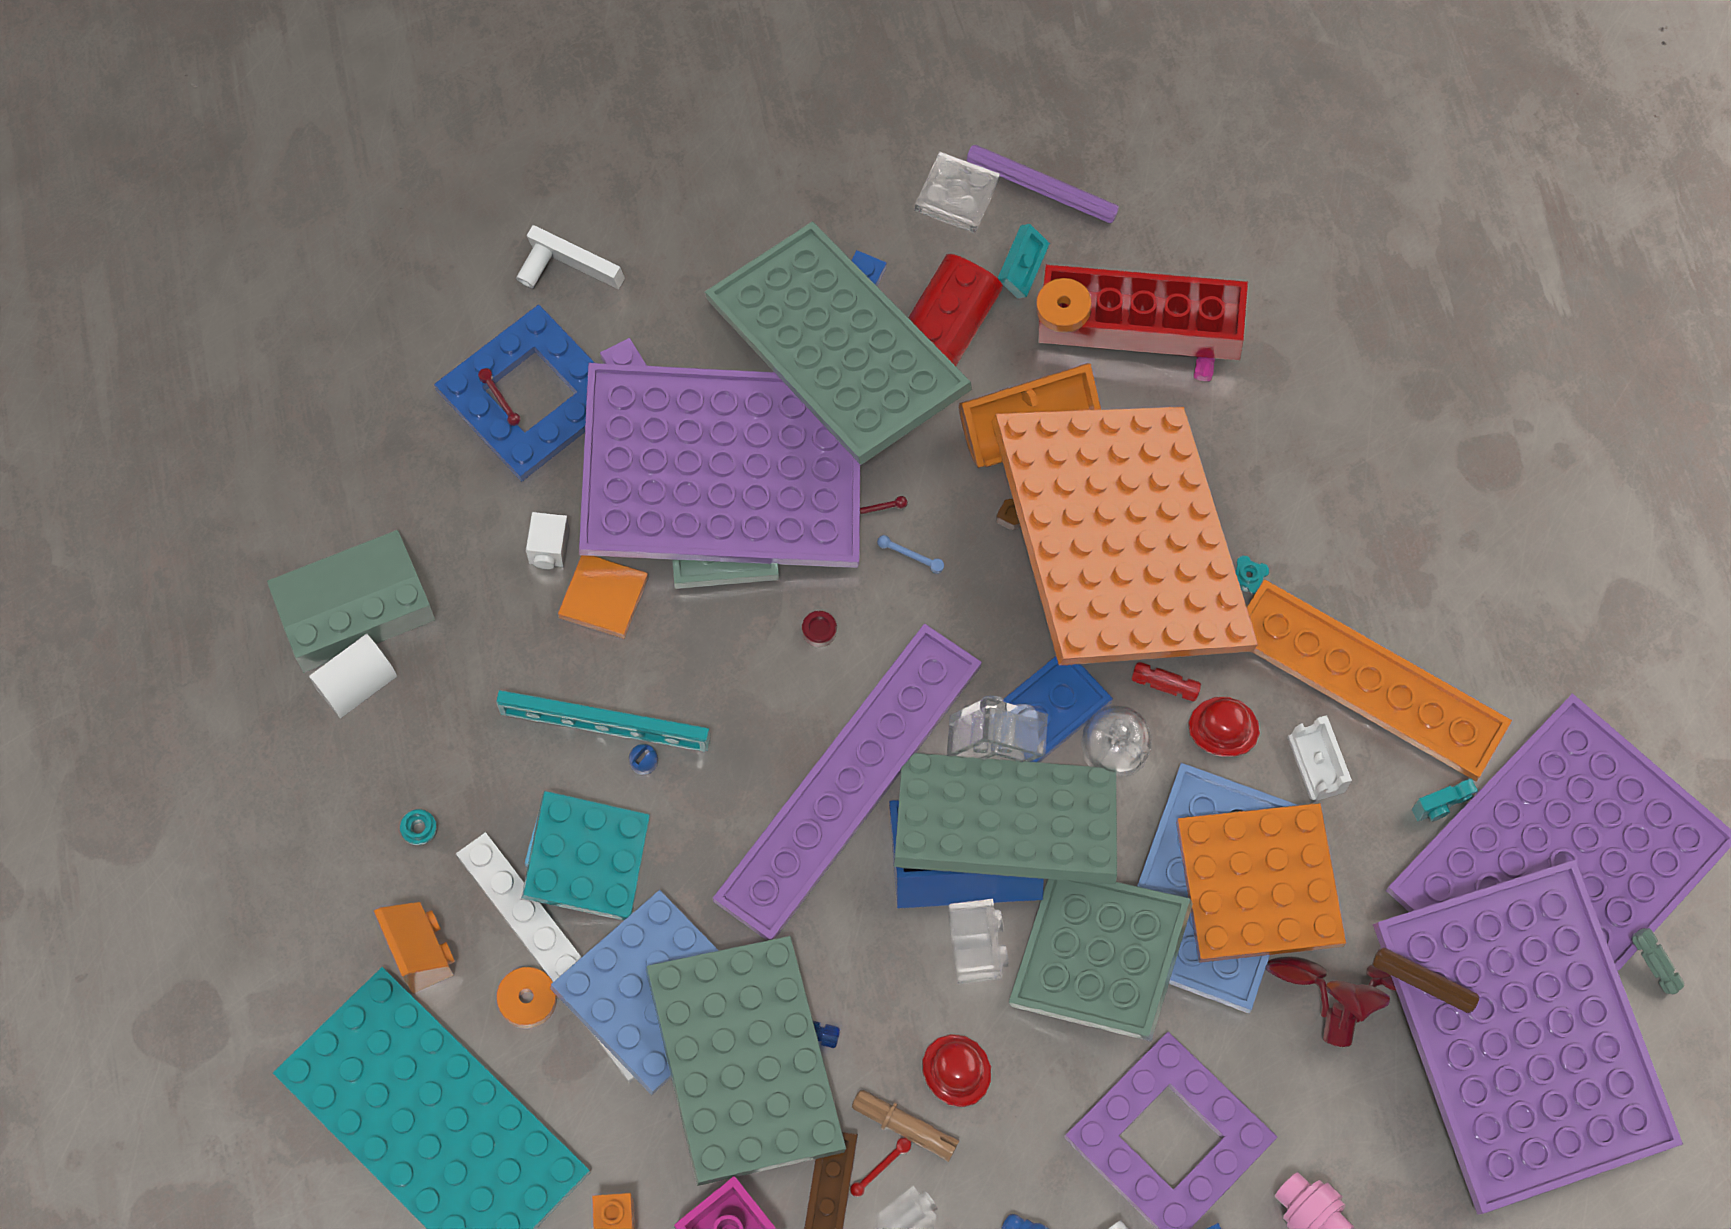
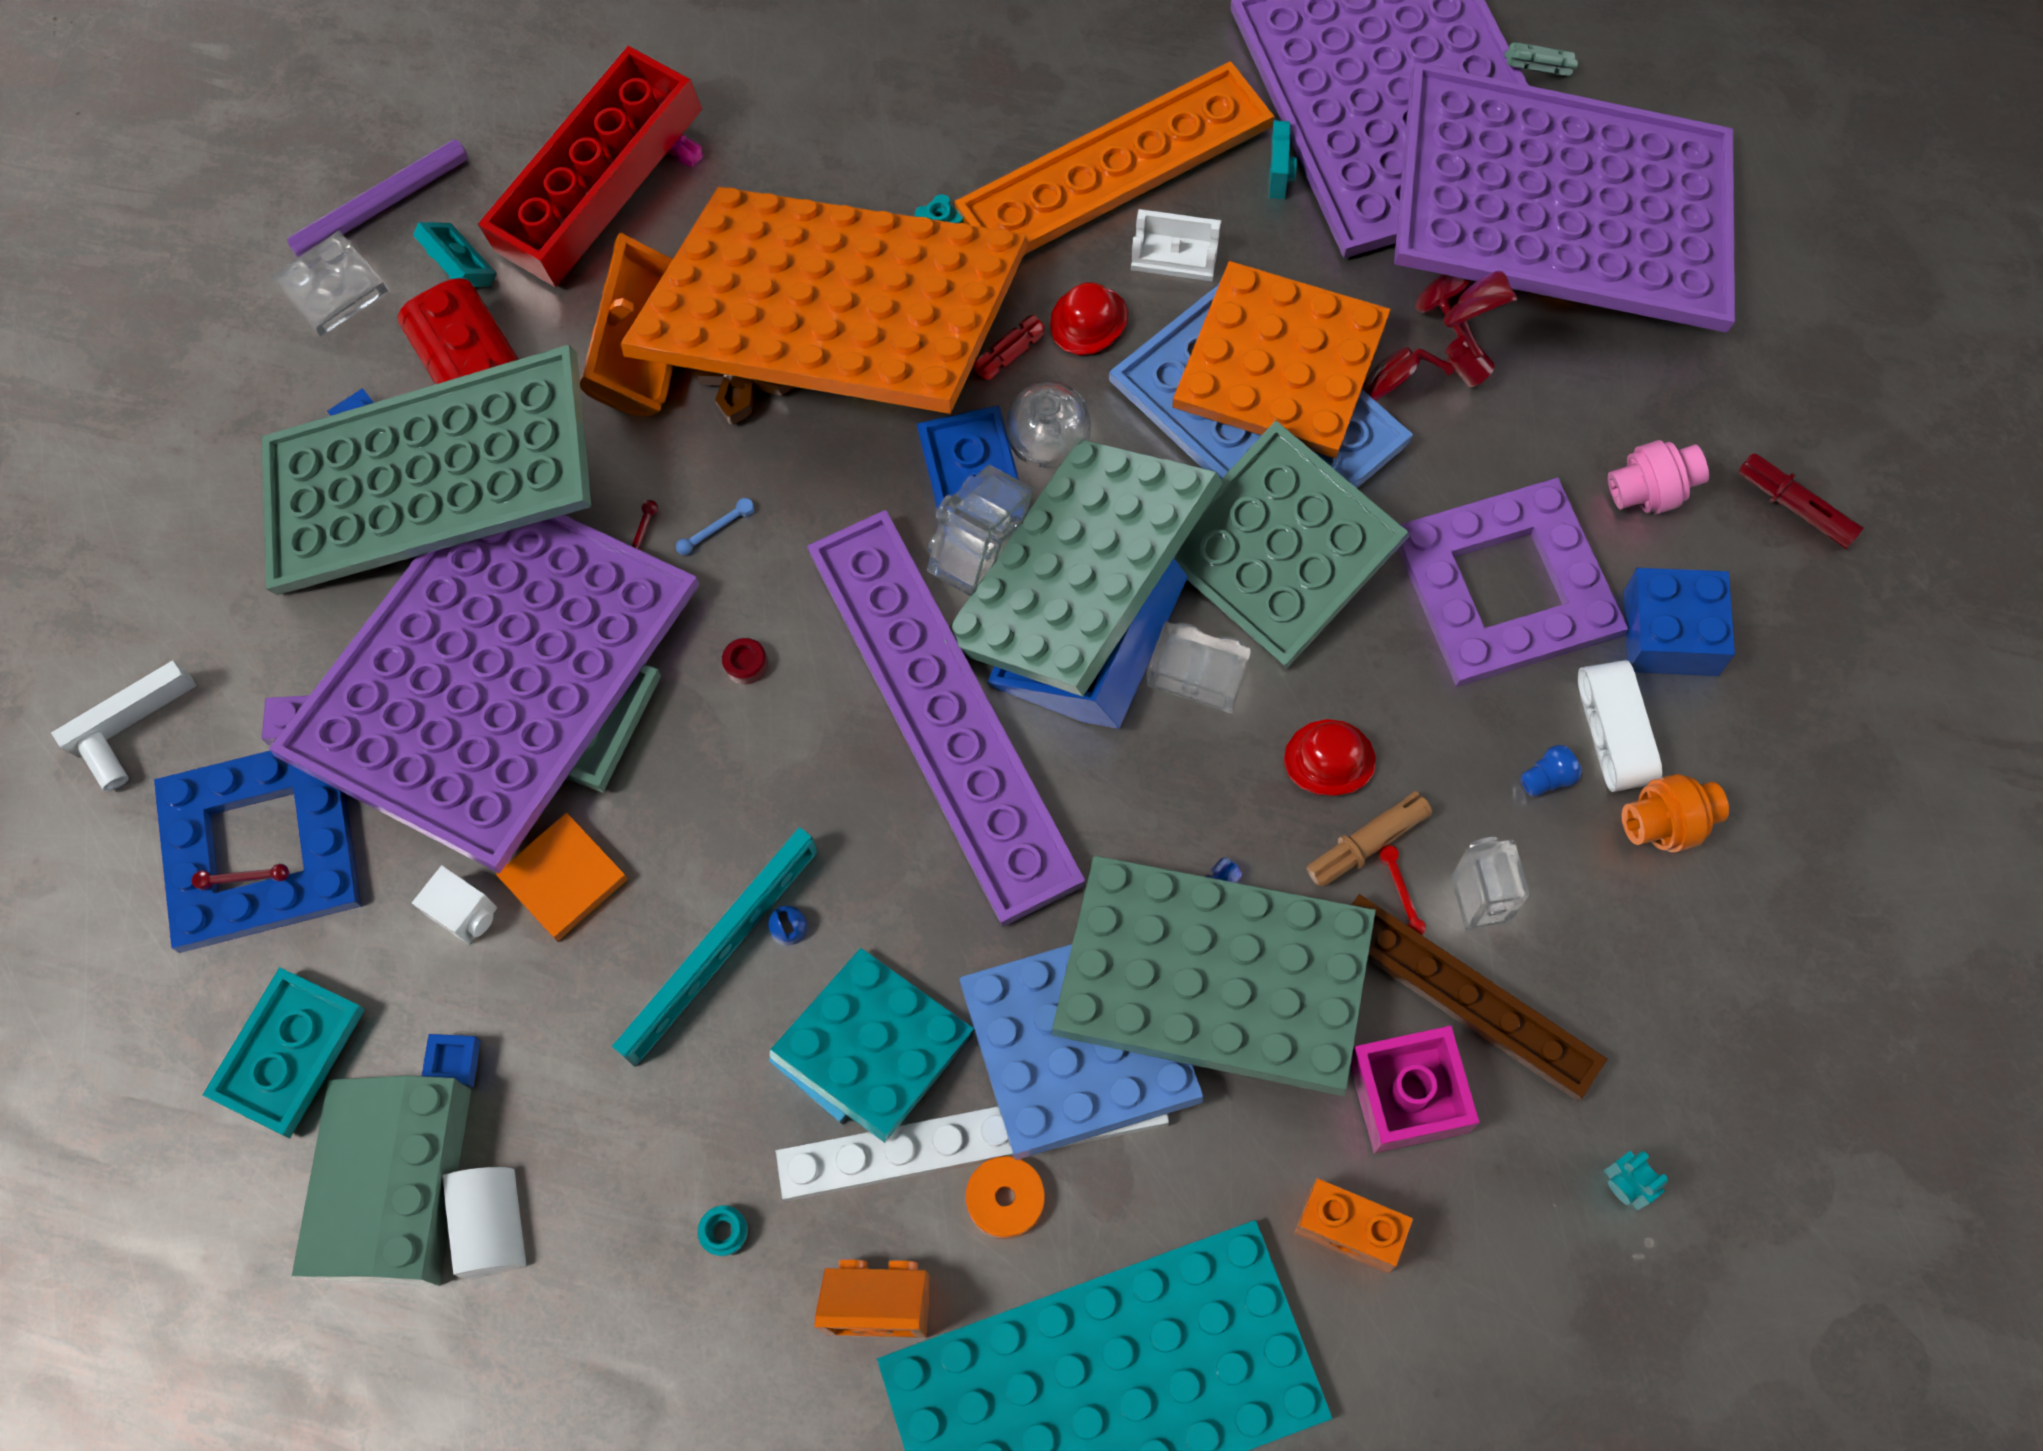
camera: 55 degrees left, 0 degrees up
(401, 492) = (284, 1052): none -> teal plate
(445, 596) = (452, 1057): none -> blue plate
(1060, 318) = (541, 240): orange piece -> none
(1426, 980) = (1481, 241): reddish brown axle -> none

